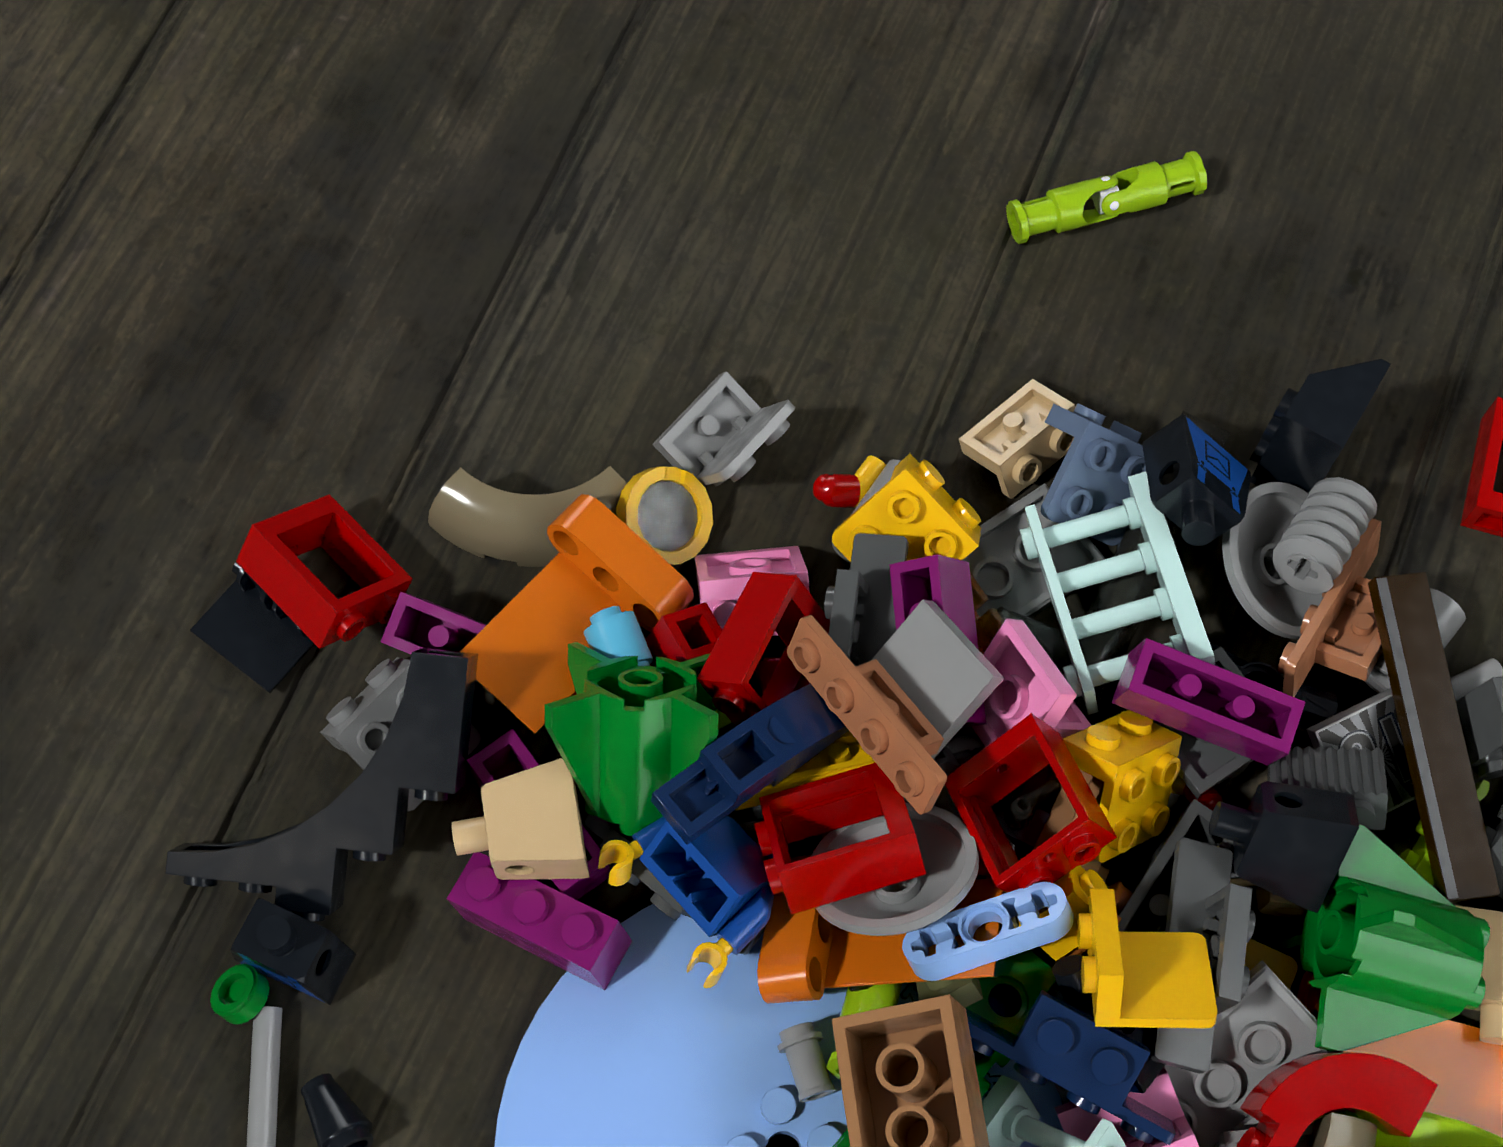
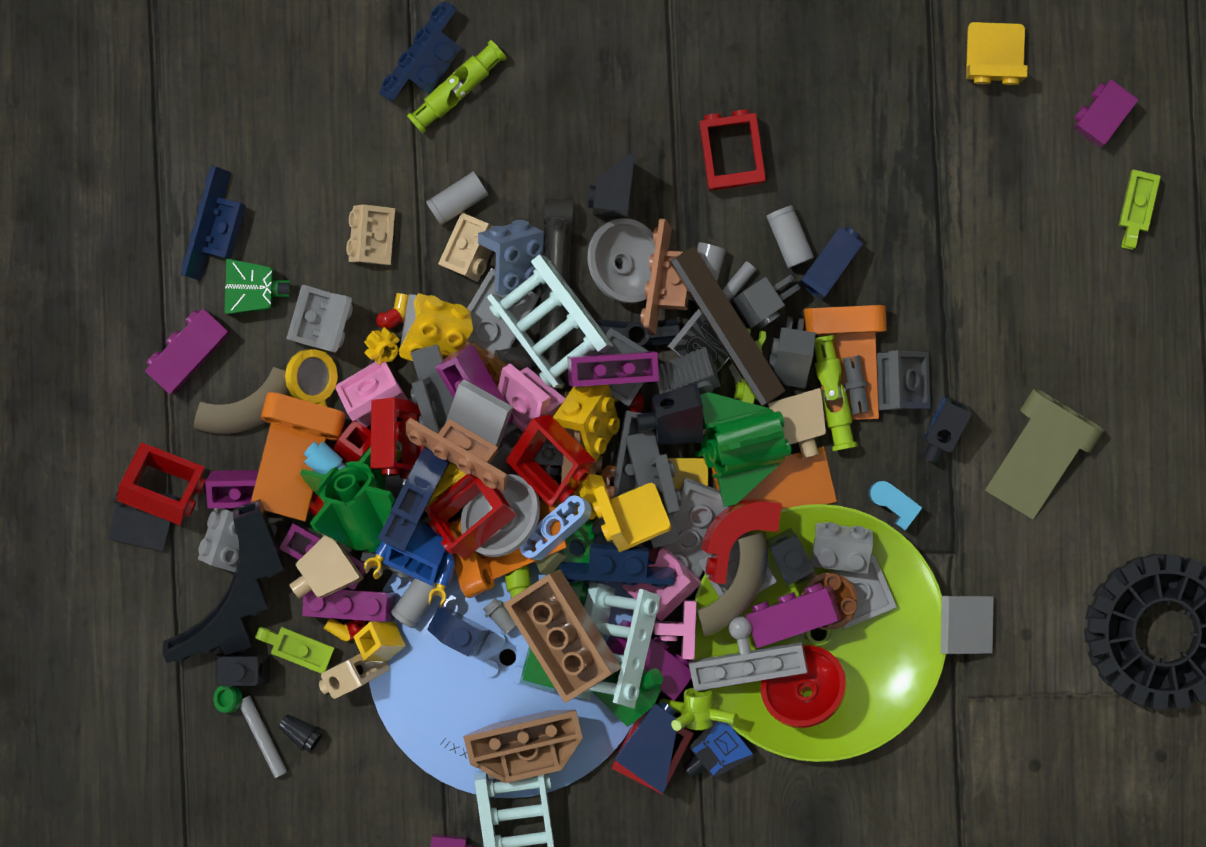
camera: 25 degrees left, 20 degrees up
(410, 962) = (297, 648): none -> lime plate
(462, 1049) = (345, 677): none -> tan torso
(482, 394) = (186, 350): none -> magenta brick
(513, 974) = (344, 631): none -> yellow arm
(561, 1007) = (379, 641): none -> yellow brick
(621, 232) = (215, 225): none -> dark blue bracket
(634, 345) = (251, 287): none -> green torso
(660, 964) = (413, 603): none -> light grey pin
(720, 1051) = (458, 631): none -> dark blue slope
(800, 527) = (382, 346): none -> yellow gear
(869, 349) = (371, 234): none -> tan bracket
(1035, 354) = (457, 198): none -> light grey pin
(1079, 142) = (426, 57): none -> dark blue bracket
(1195, 481) = (565, 251): black torso -> none
(1323, 534) = (636, 243): light grey piece -> none

